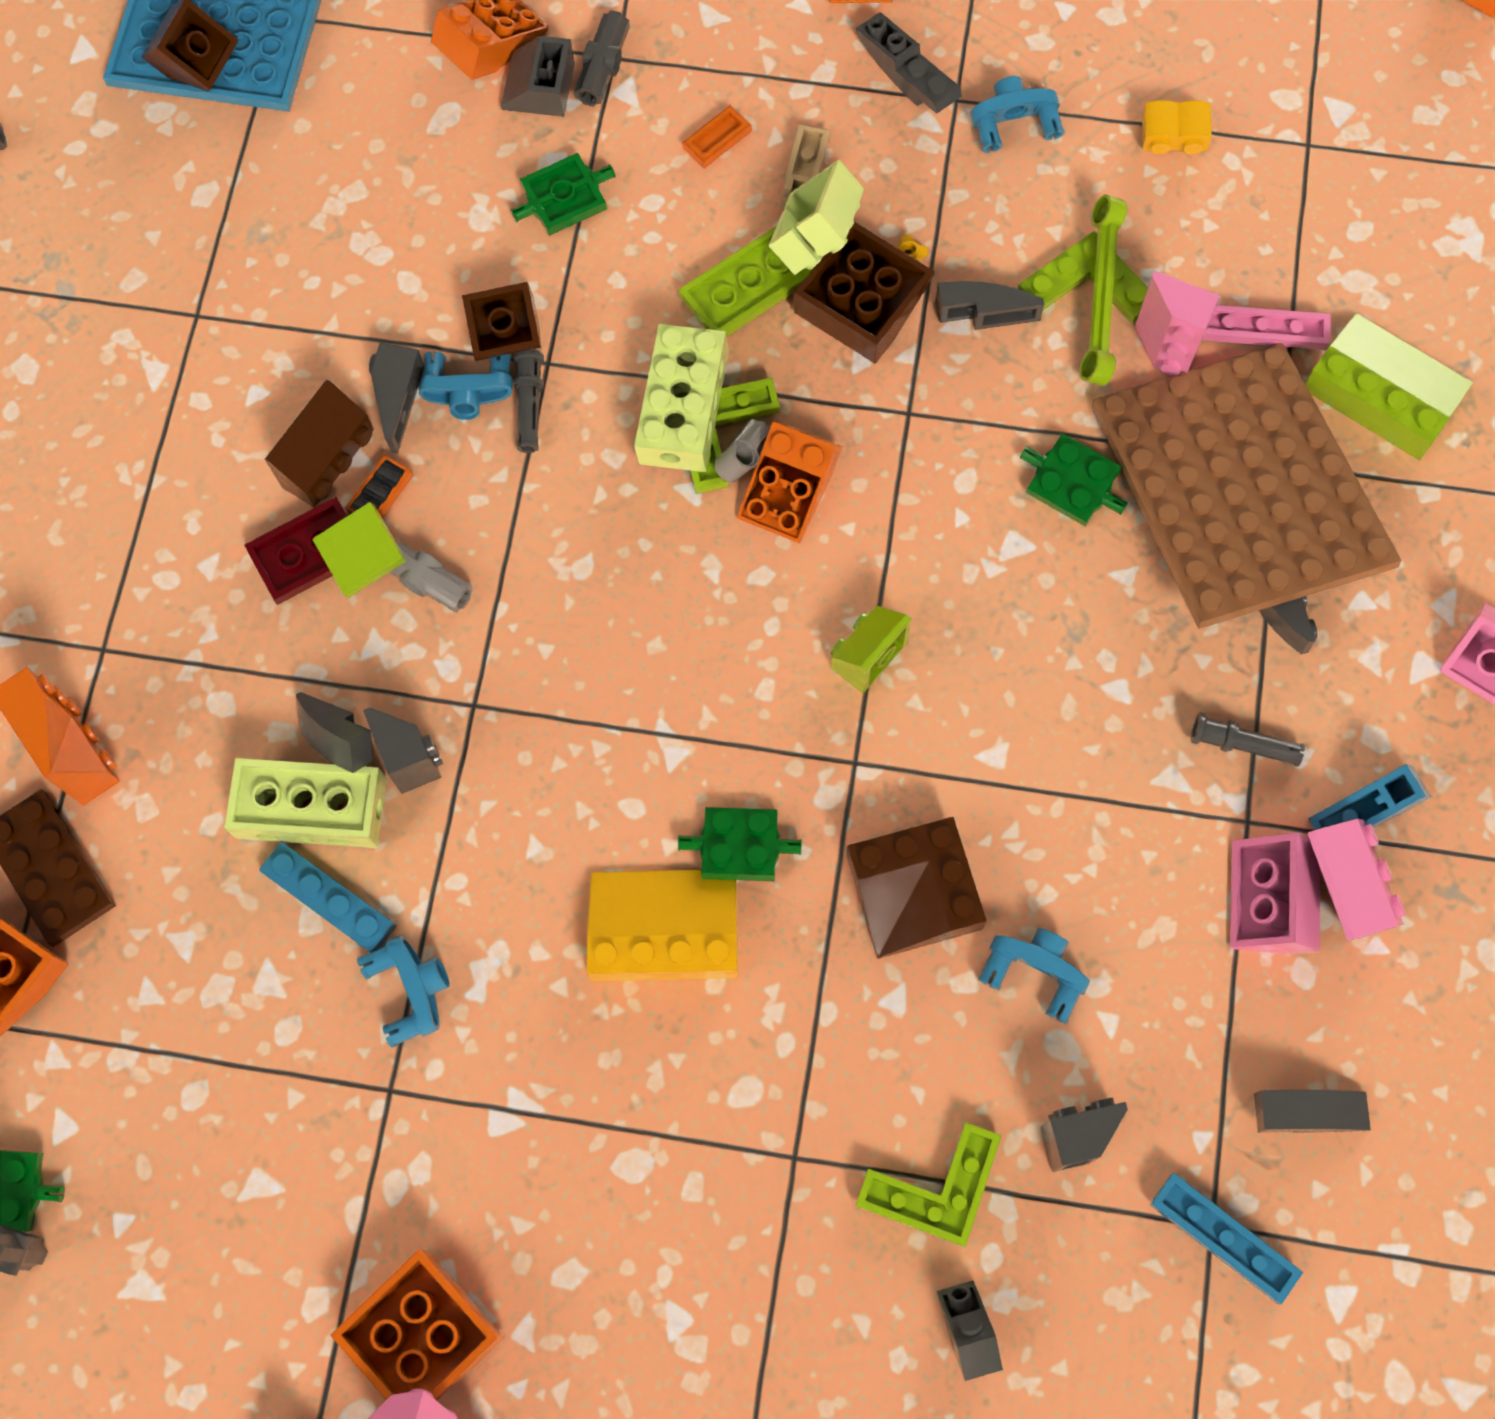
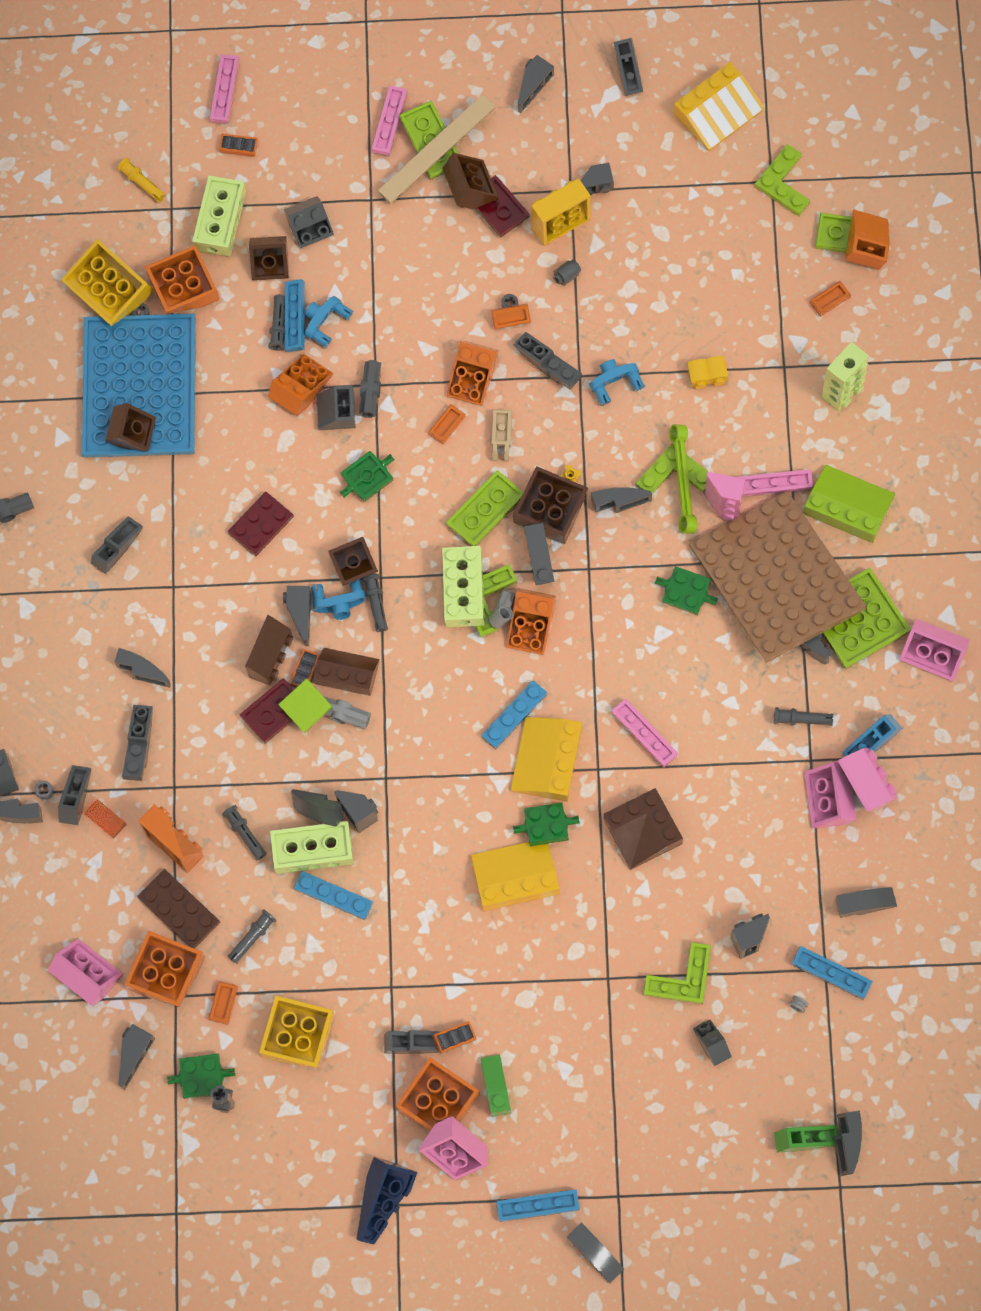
camera: 10 degrees left, 0 degrees up
(60, 561) = (138, 743): none -> dark grey slope
(77, 1057) = (223, 1003): none -> orange tile
(98, 435) = (141, 668): none -> dark grey slope
(117, 229) = (116, 544): none -> dark grey slope
(173, 933) = (257, 928): none -> dark grey pin
(186, 1146) = (296, 1032): none -> yellow slope
(197, 736) = (240, 825): none -> dark grey pin
(367, 239) = (260, 523): none -> dark red plate
(408, 1208) = (410, 1042): none -> dark grey slope
(420, 983) = (395, 928): dark azure connector -> none
(447, 507) = (346, 671): none -> reddish brown slope
(480, 1215) = (454, 1037): none -> tile
(536, 1328) = (495, 1085): none -> bright green slope
(725, 637) = (514, 714): none -> dark azure plate
(767, 724) = (547, 757): none -> yellow slope
(777, 60) = (472, 372): none -> orange slope
(817, 218) = (516, 469): yellowish green piece -> none
(826, 365) = (539, 554): none -> dark grey slope
(870, 647) = (594, 706): lime slope -> none
(952, 714) = (644, 733): none -> bright pink plate
(1044, 955) = (715, 850): dark azure connector -> none
(1150, 1287) = (798, 1004): none -> light grey bush
(1395, 605) = (869, 629): none -> lime plate
(1405, 49) = (830, 298): none -> orange tile
(1424, 161) = (845, 377): none -> yellowish green brick

